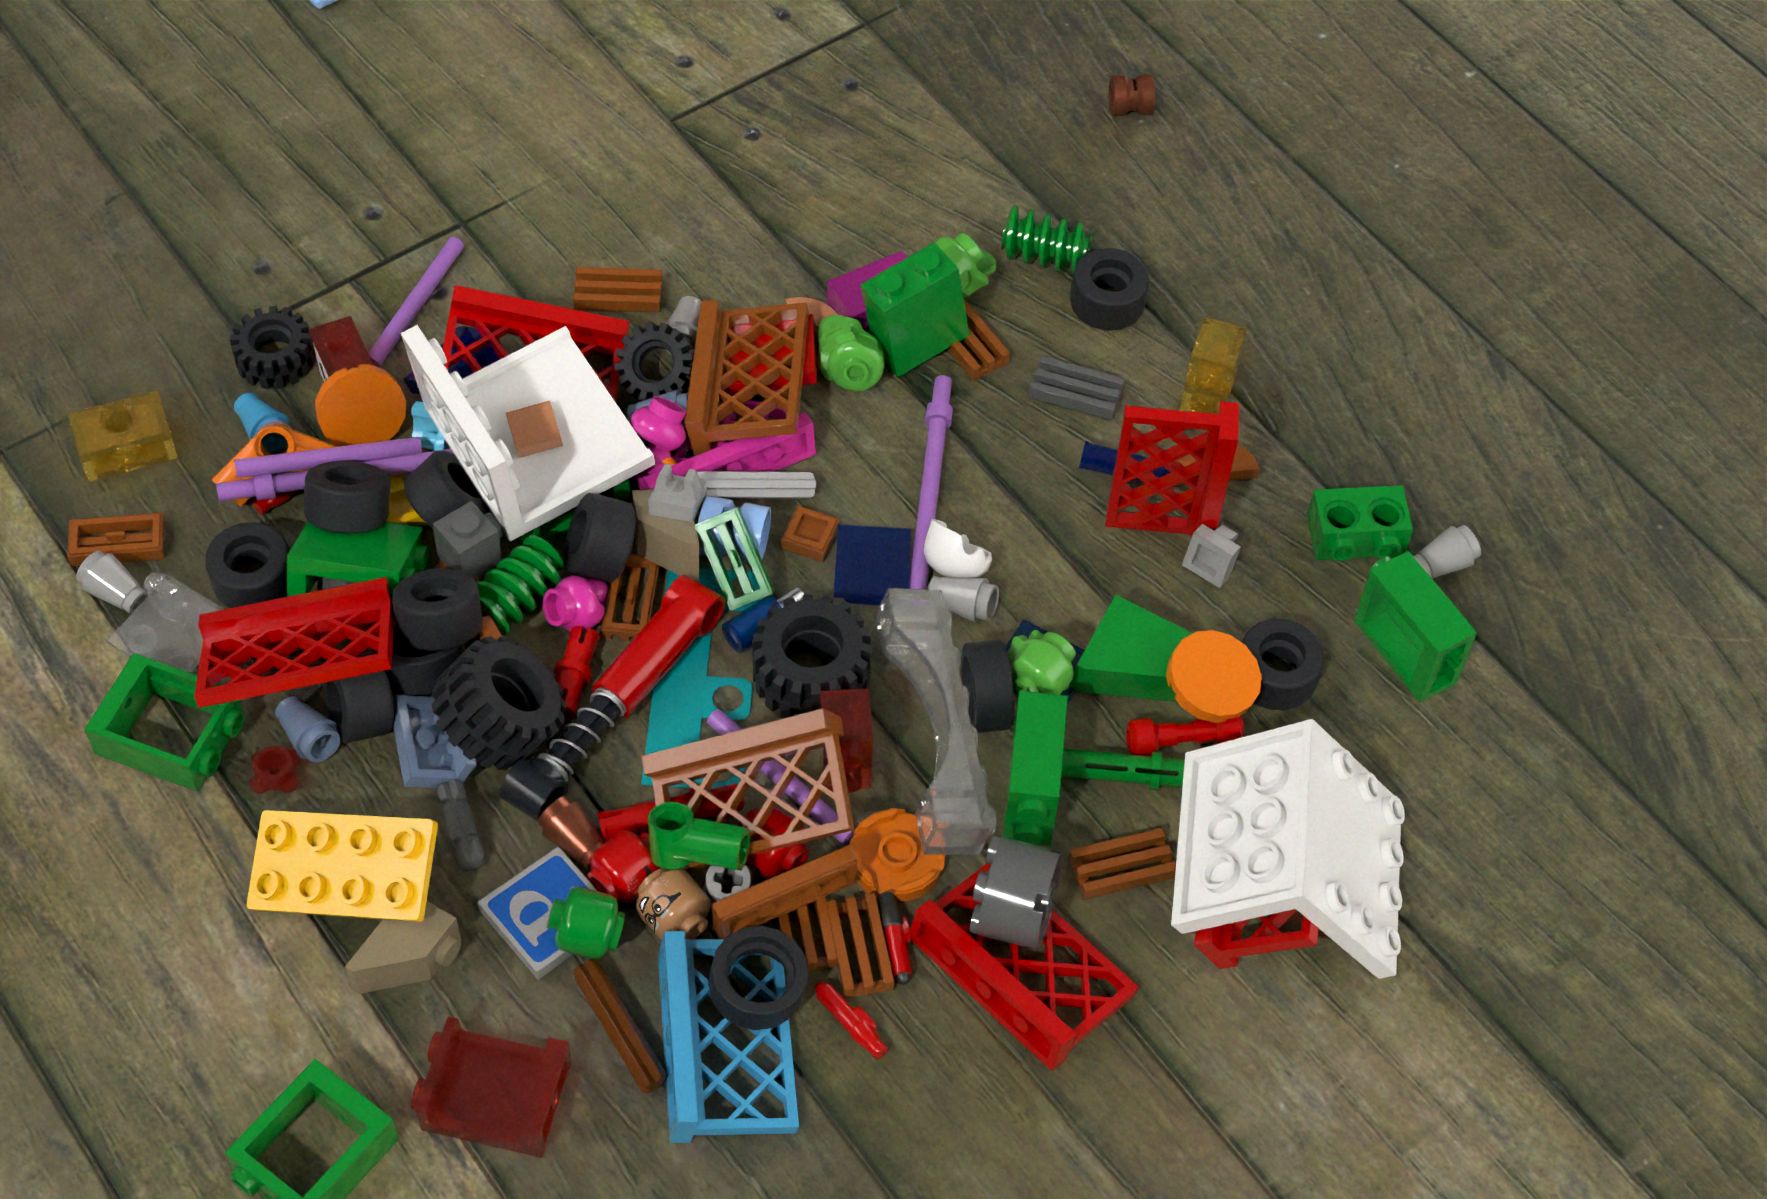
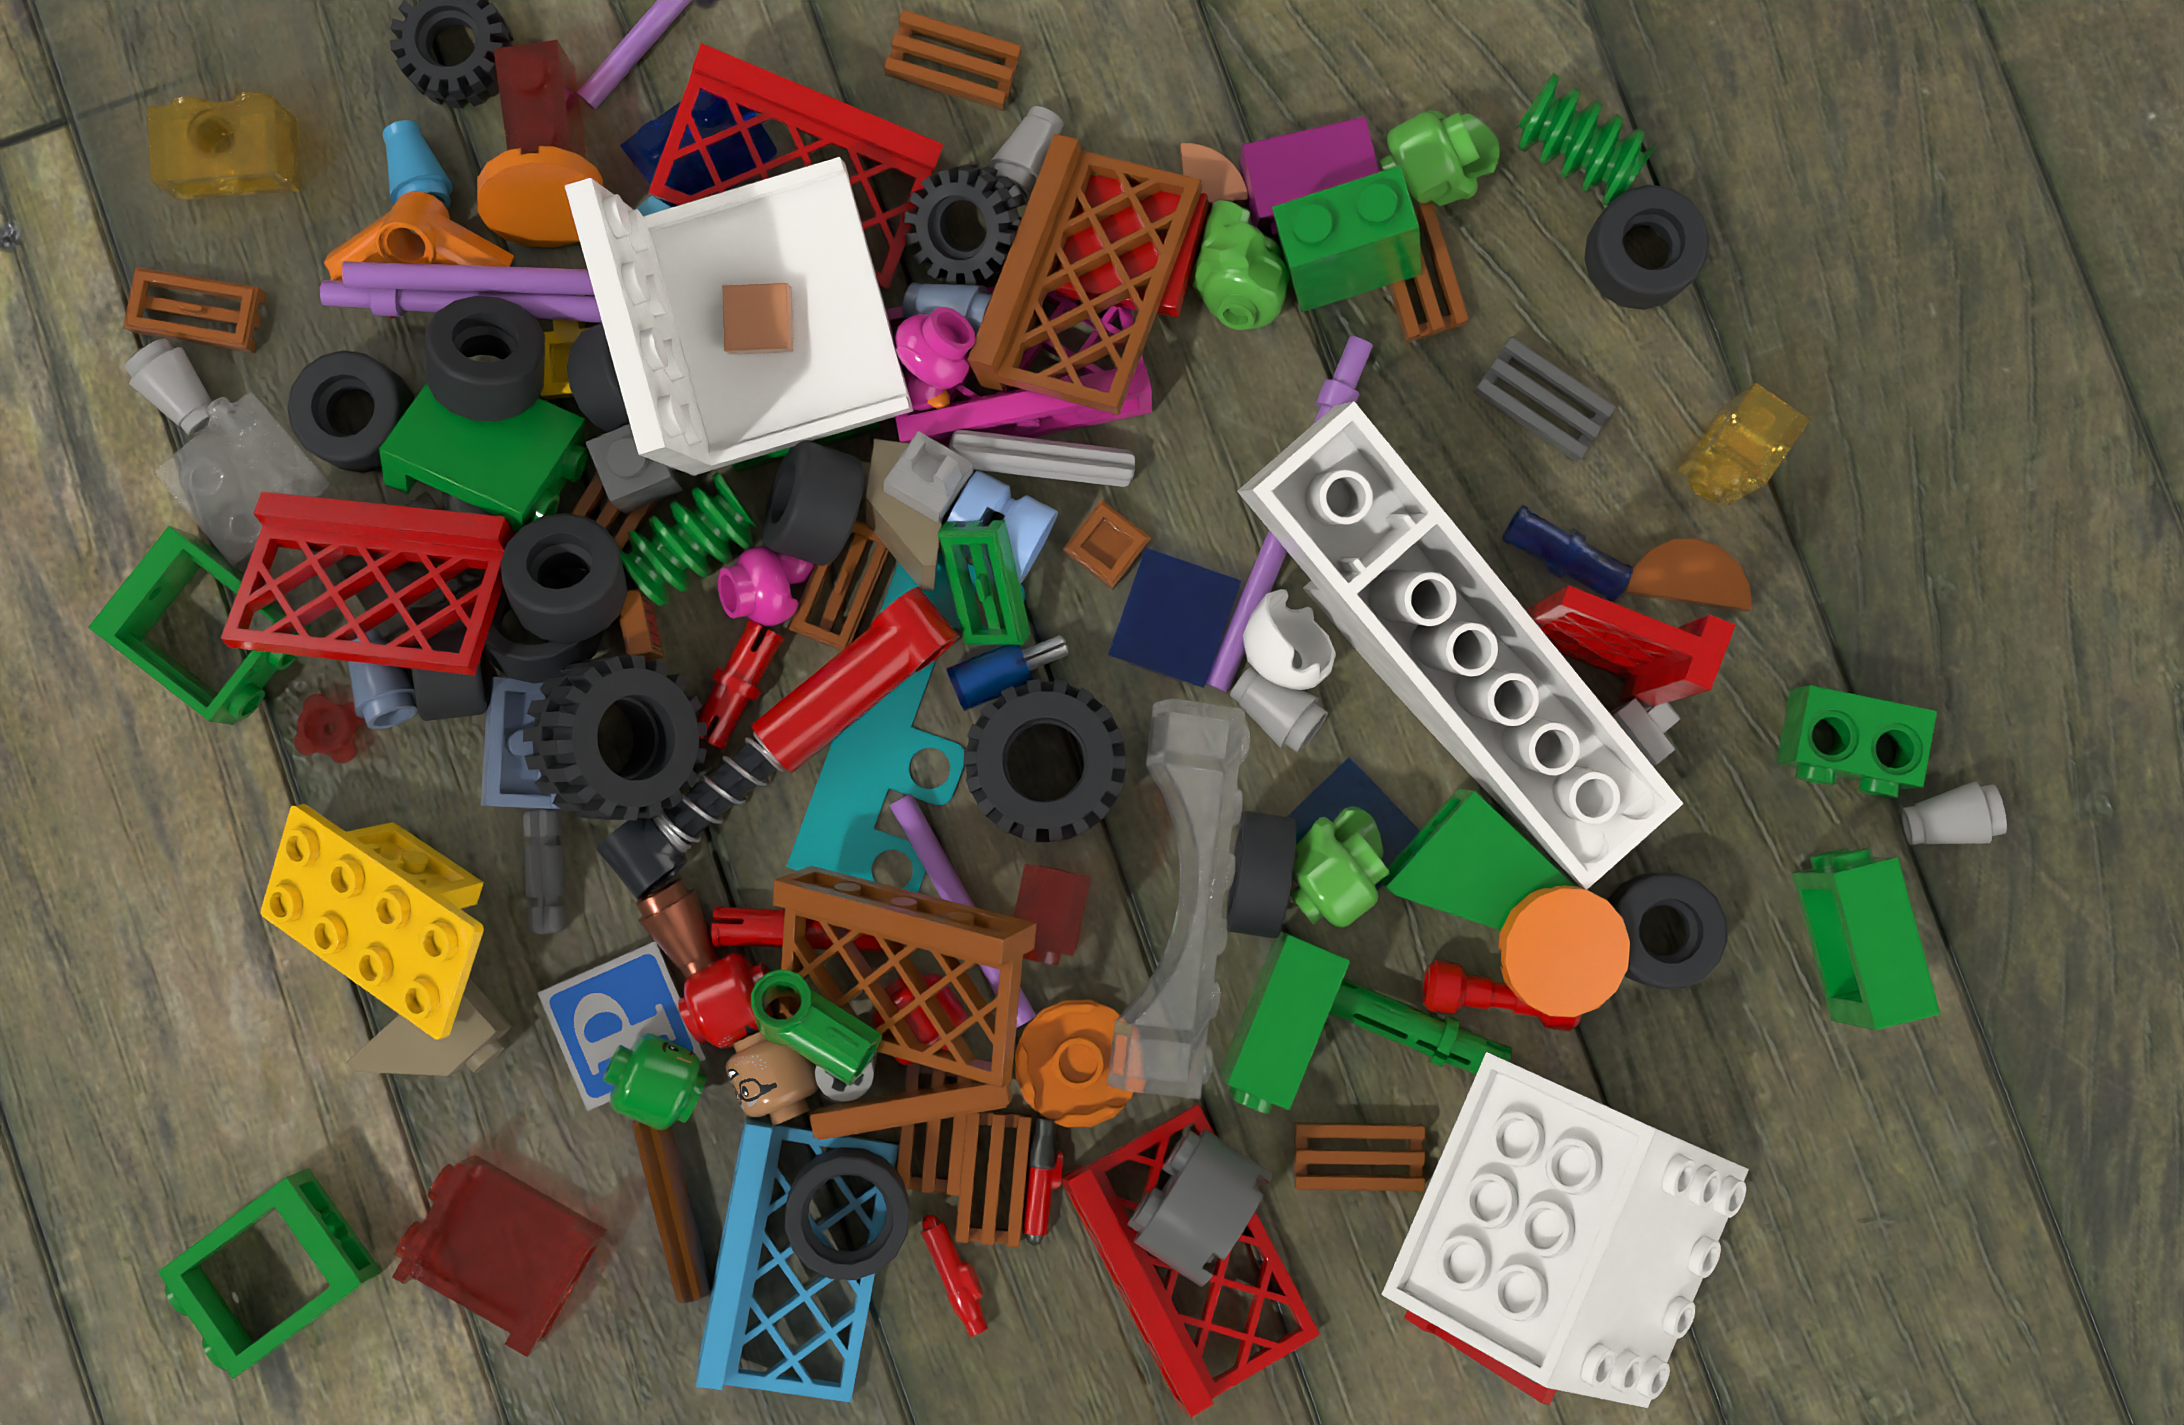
camera: 20 degrees right, 30 degrees up
(1064, 511) = (1457, 644): none -> white slope

